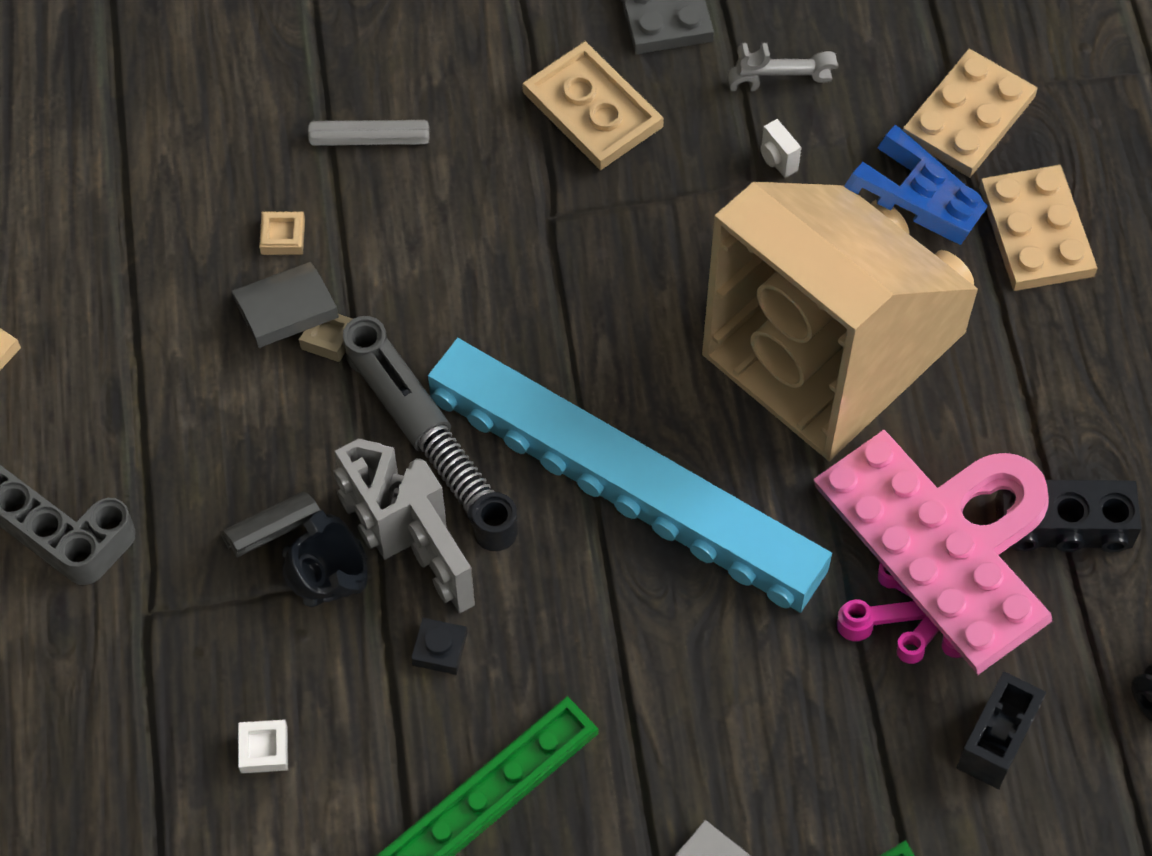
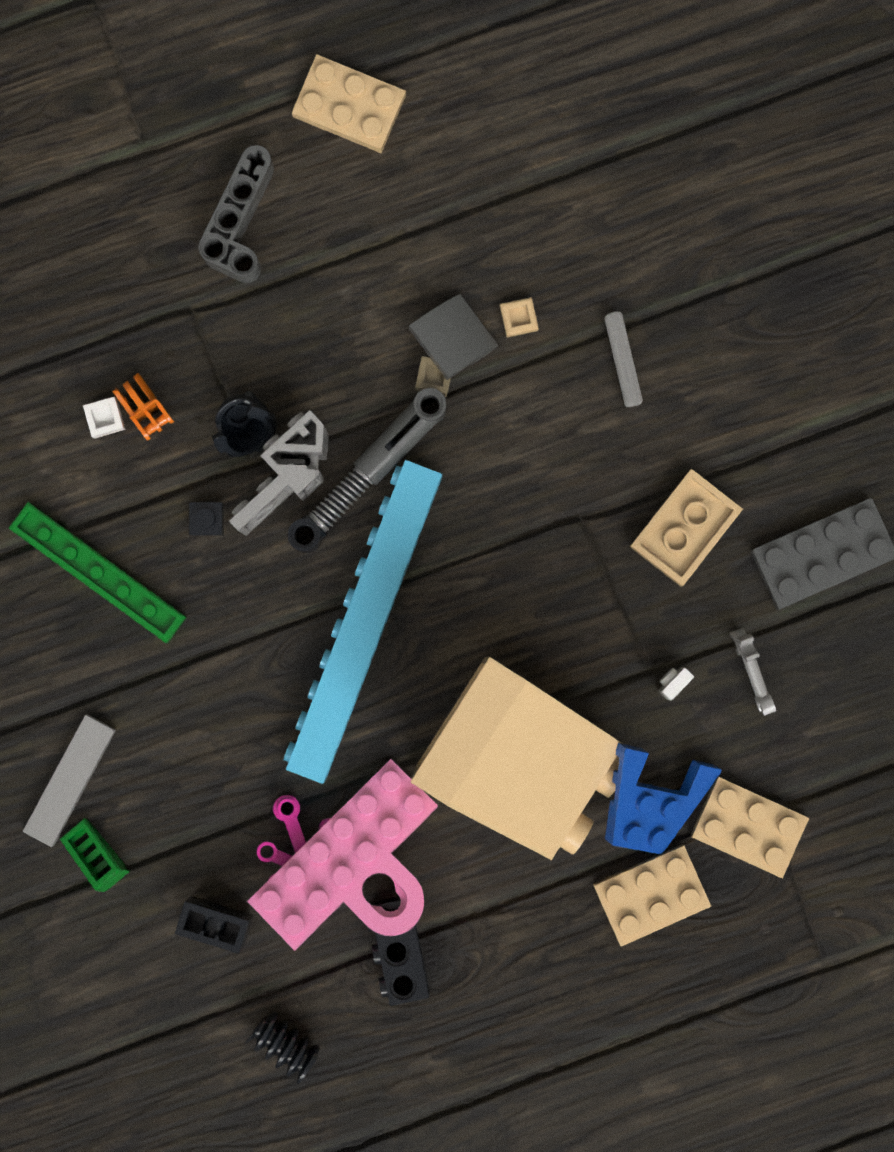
camera: 80 degrees right, 25 degrees up
(255, 693) = (144, 409): none -> orange arm
(269, 523) = (262, 376): dark grey slope -> none

